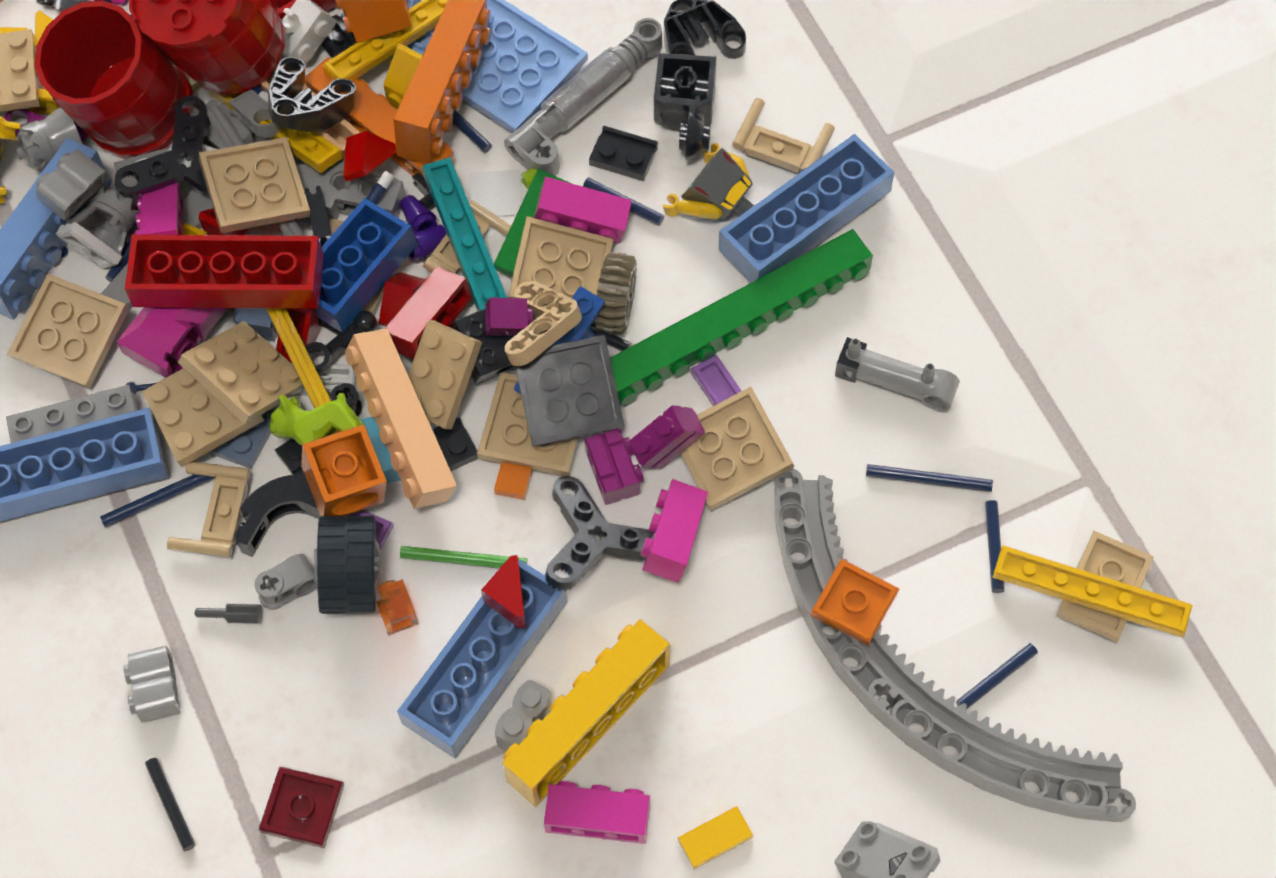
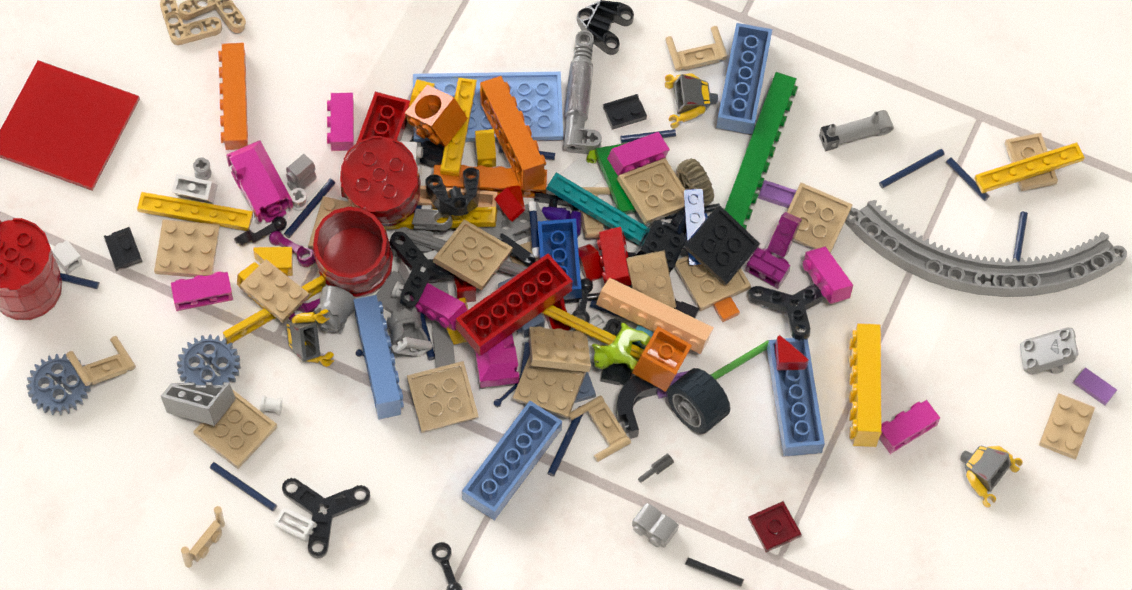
camera: 45 degrees left, 0 degrees up
(70, 184) = (386, 319): light grey brick -> none
(71, 413) = (490, 436): light grey brick -> none
(289, 581) = (670, 432): light grey piece -> none
(396, 607) = (737, 405): clear orange brick -> none
(507, 316) = (666, 229): magenta brick -> none
(528, 705) = (838, 410): light grey brick -> none
(529, 342) = (685, 213): tan beam -> none
(686, 98) = (635, 61): black brick -> none
(715, 837) = (965, 398): yellow tile -> none
(854, 602) = (937, 247): orange tile -> none

